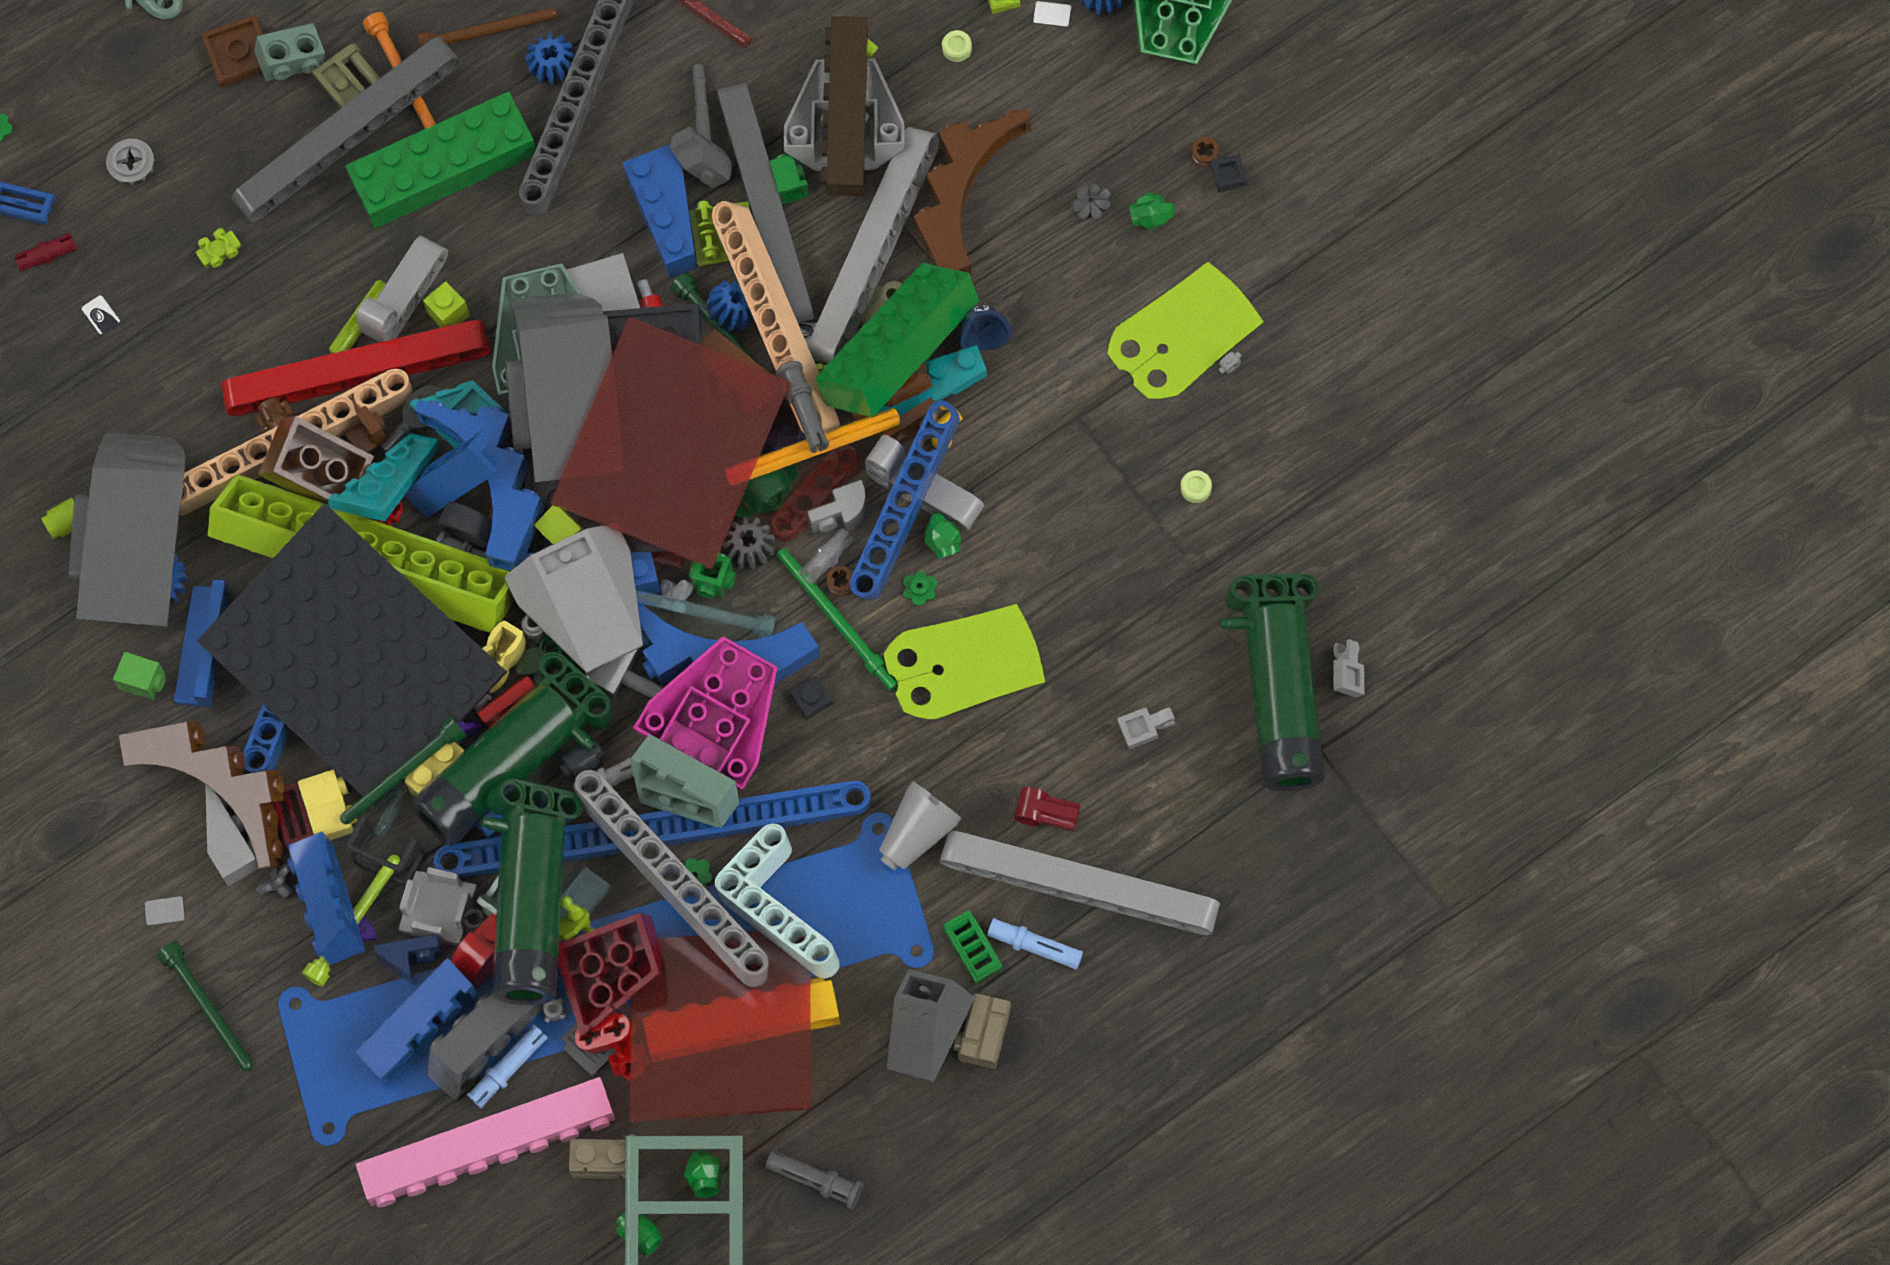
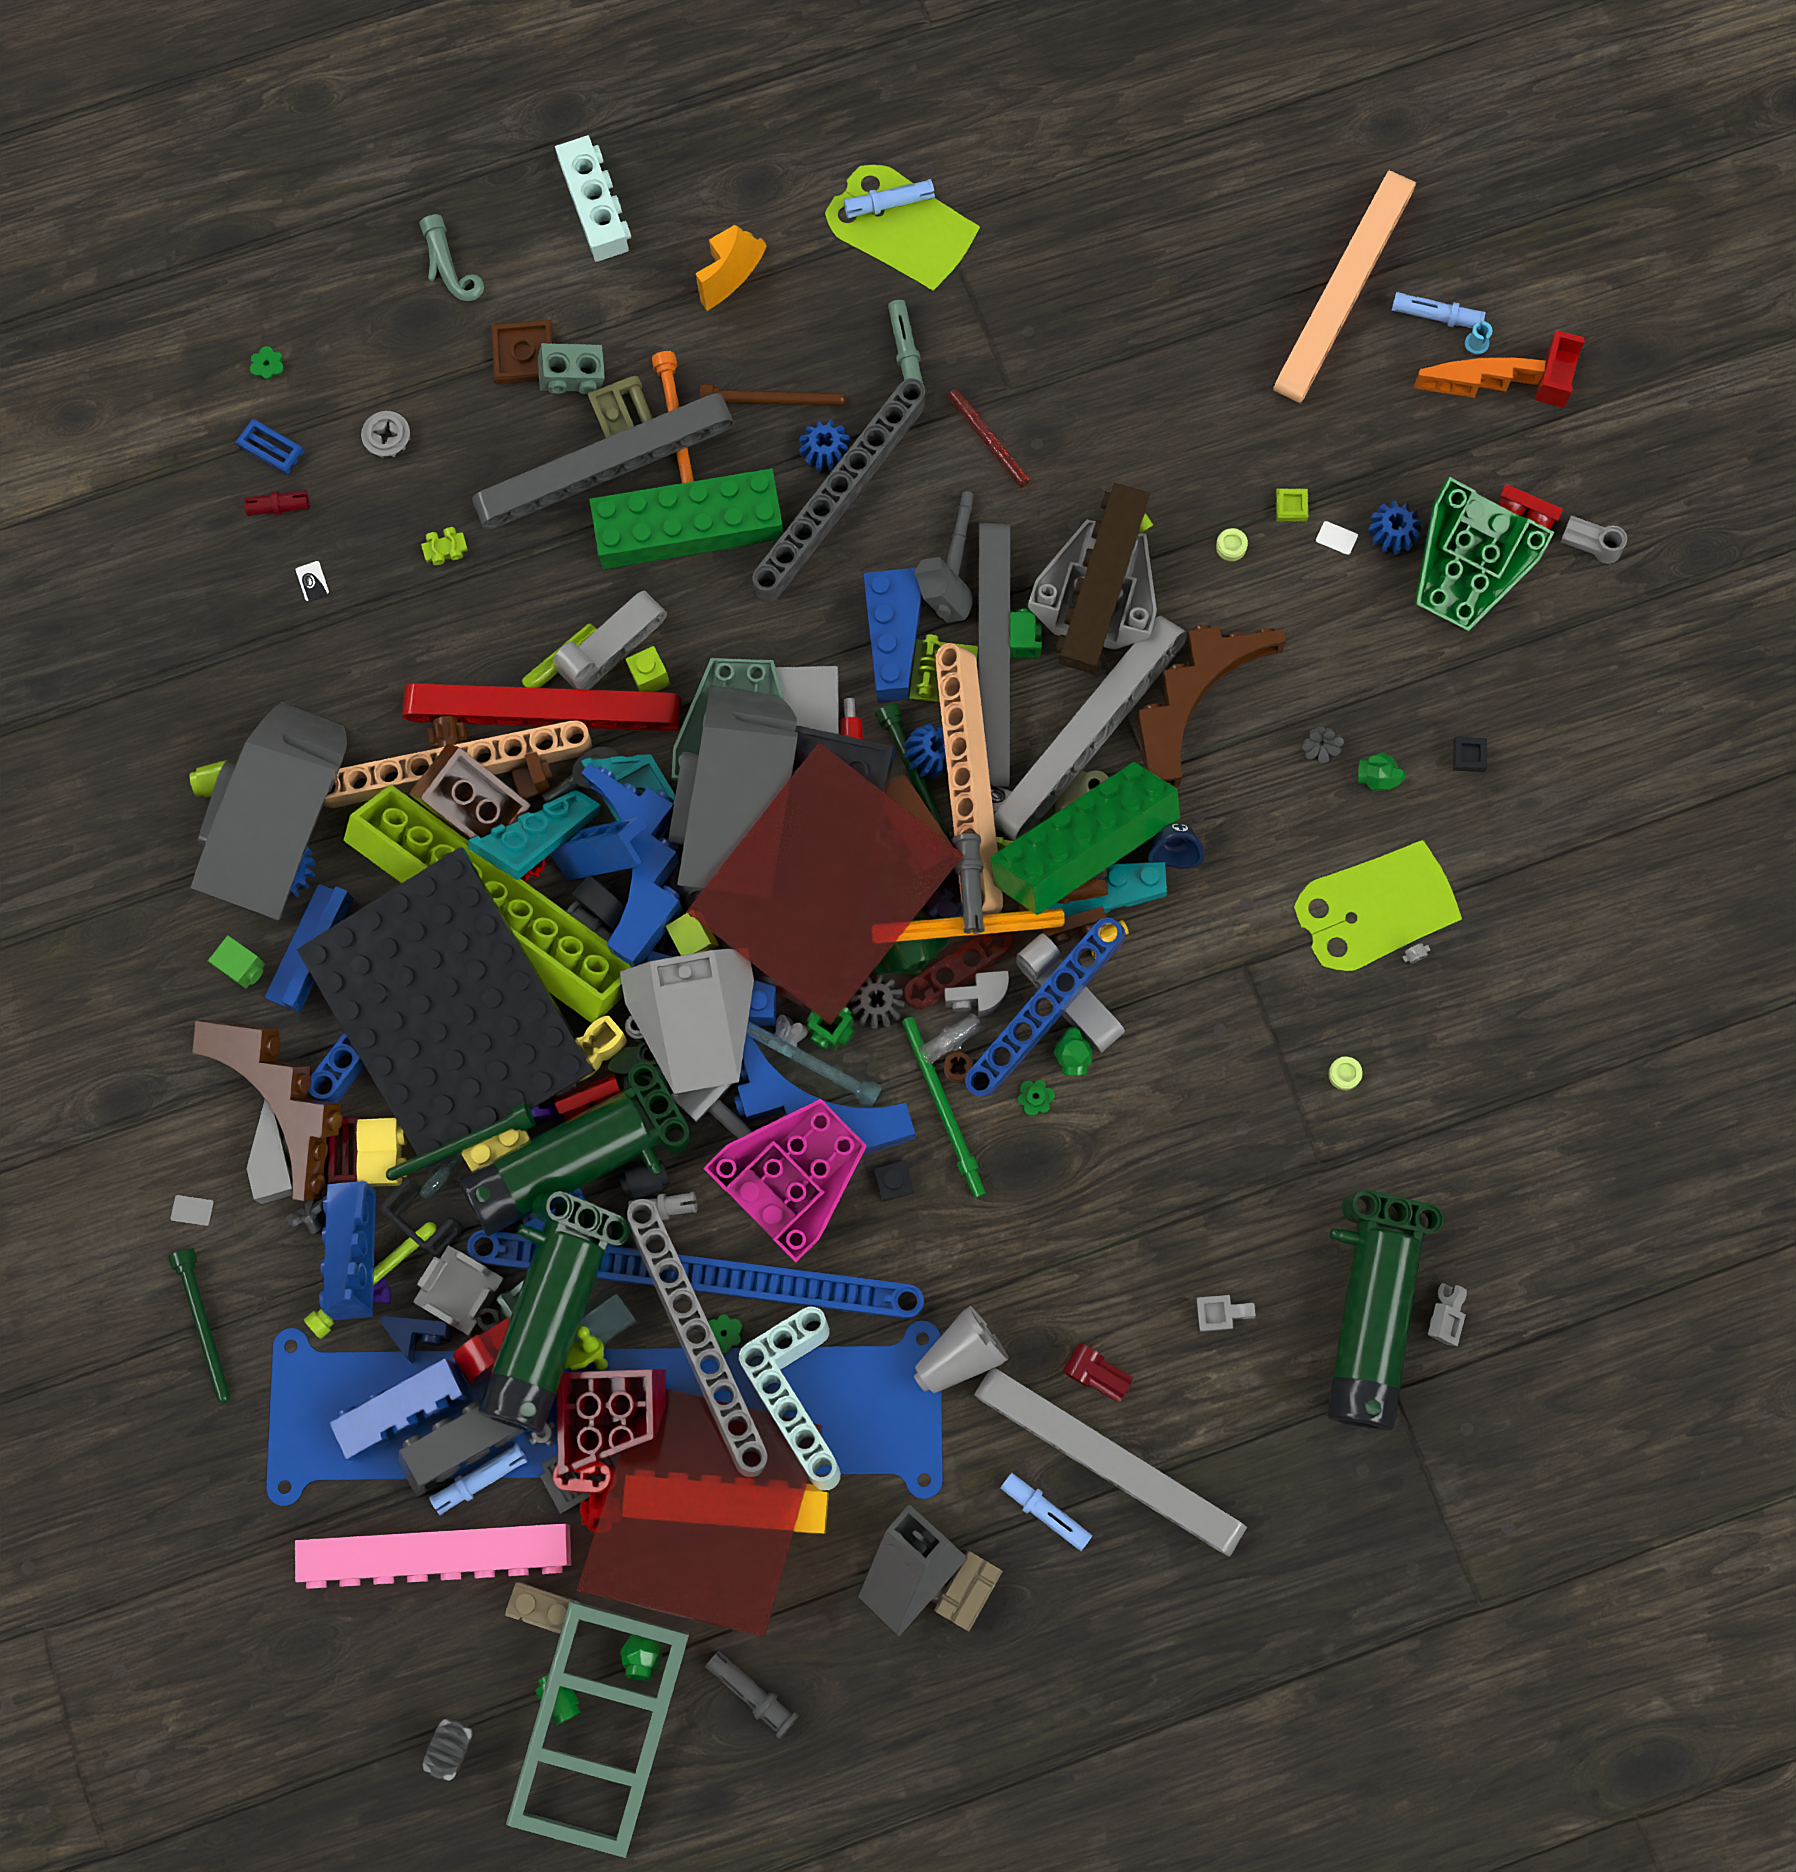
camera: 15 degrees right, 5 degrees up
(682, 784) = (736, 1240): sand green wedge -> none
(959, 922) = (974, 1467): green slope -> none
(980, 660) = (1077, 1188): lime piece -> none
(1206, 143) = (1455, 715): reddish brown bush -> none

